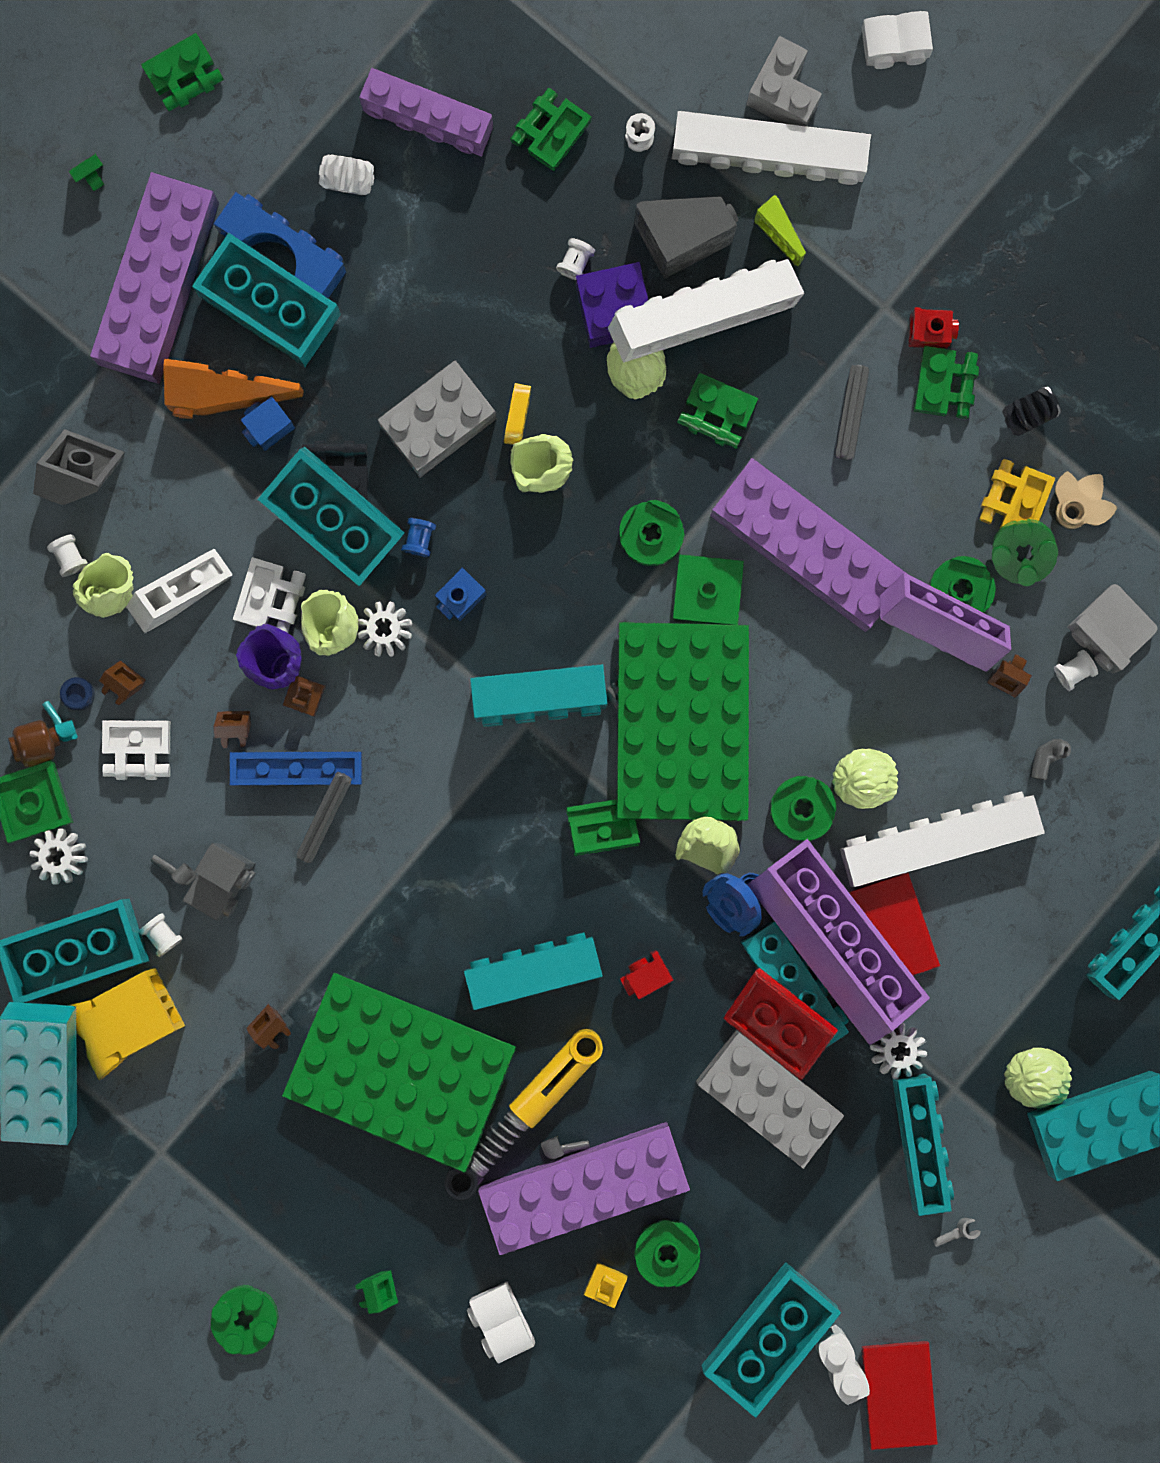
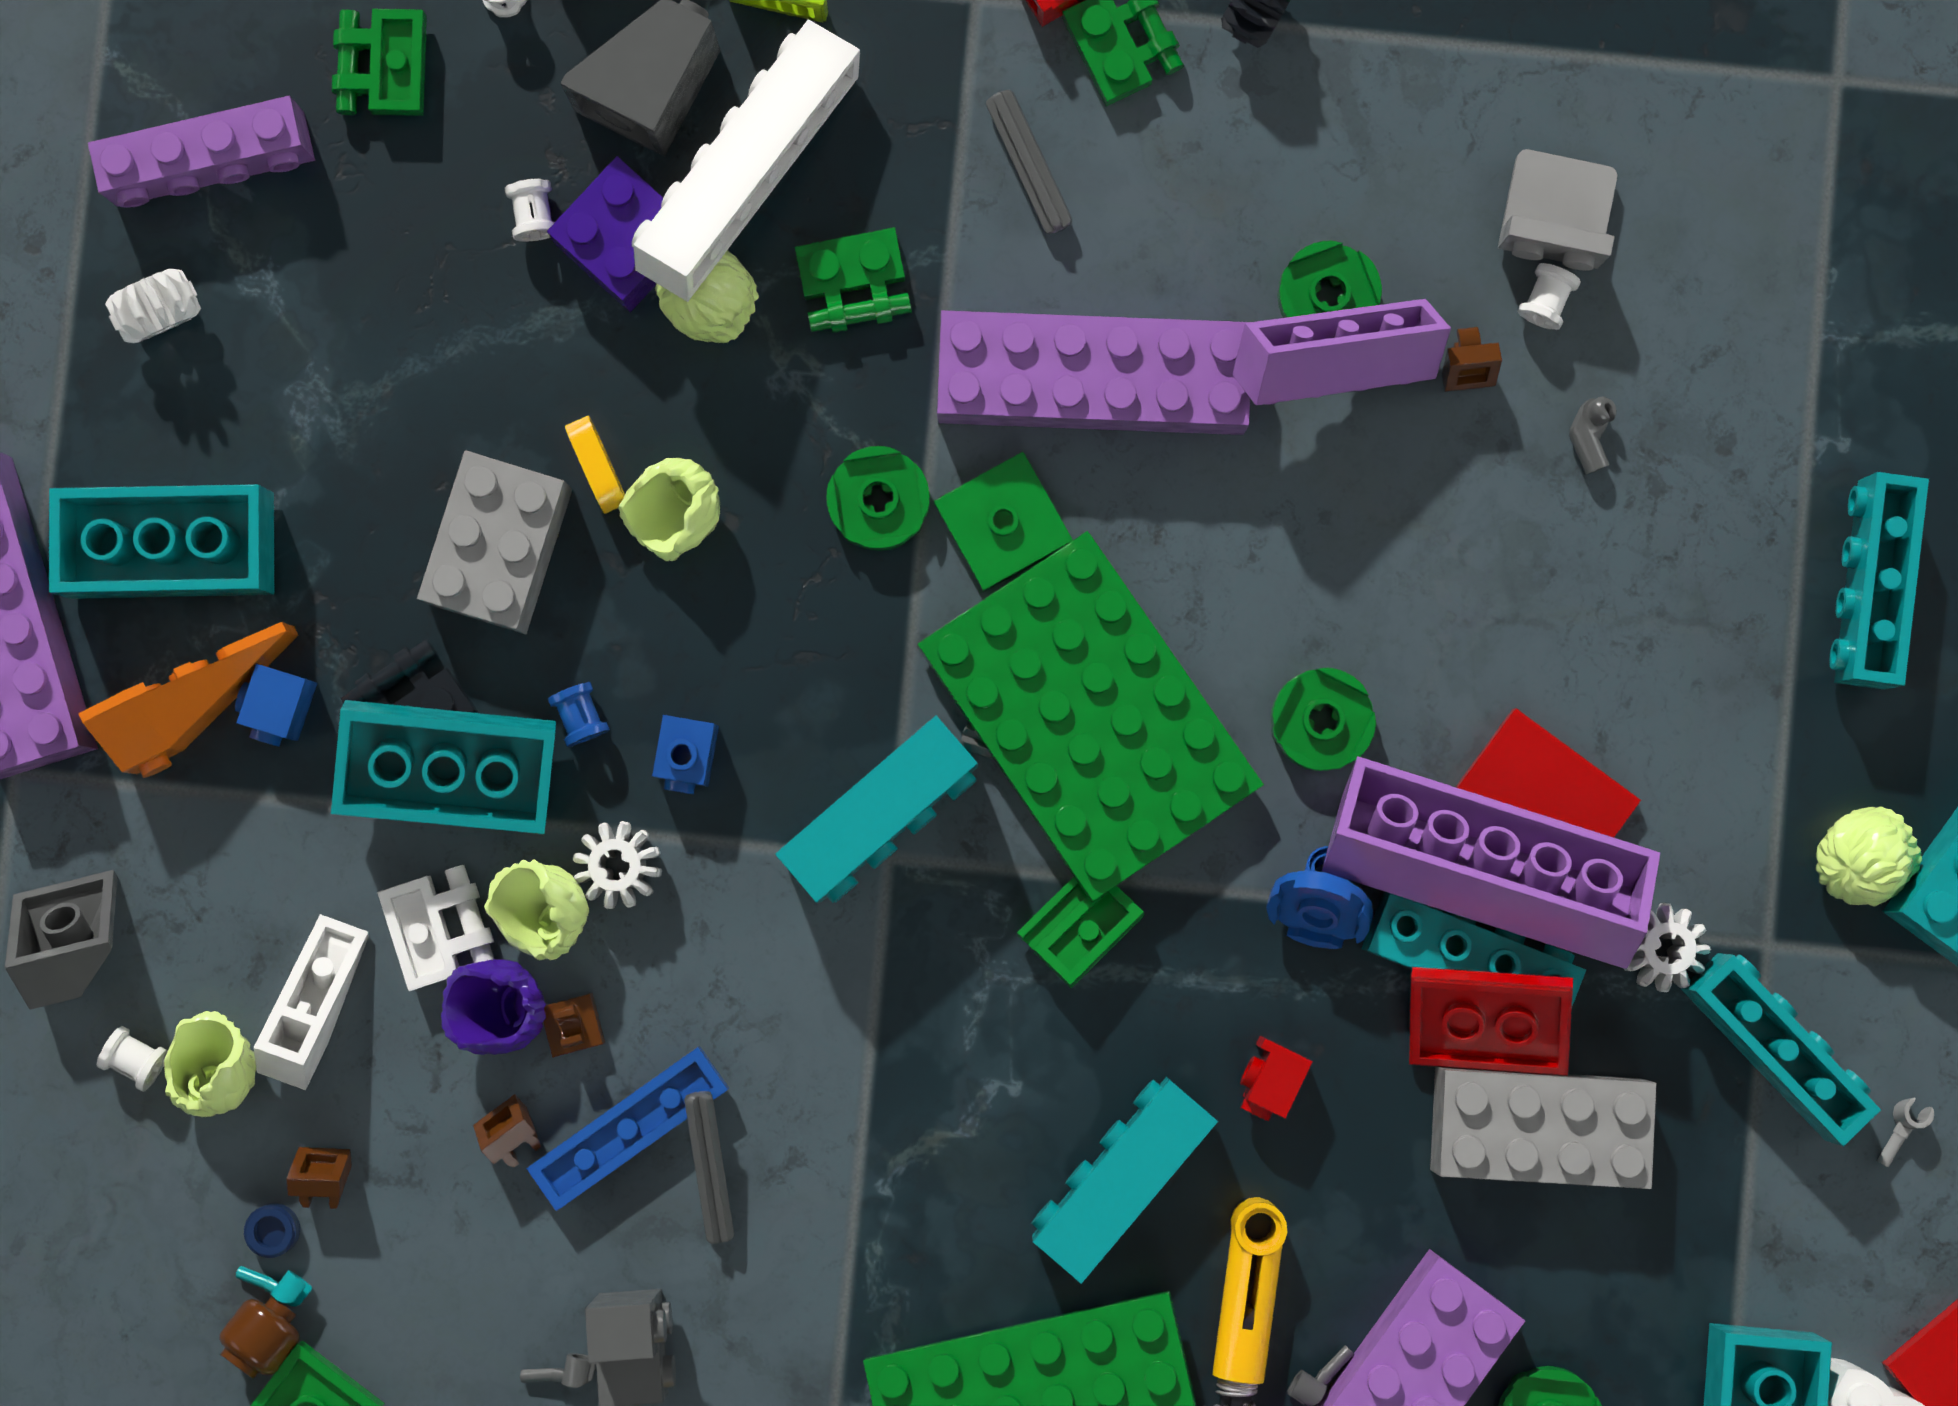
camera: 30 degrees left, 0 degrees up
(136, 738) = (389, 1235): white plate -> none
(252, 225) = (77, 456): blue arch -> none
(709, 845) = (1236, 852): yellowish green hair -> none
(865, 778) = (1377, 624): yellowish green hair -> none
(942, 840) = (1530, 636): white brick -> none
(1024, 533) = (1358, 166): green plate -> none
(1028, 498) = (1334, 123): yellow plate -> none
(1084, 498) = (1406, 68): tan plate -> none

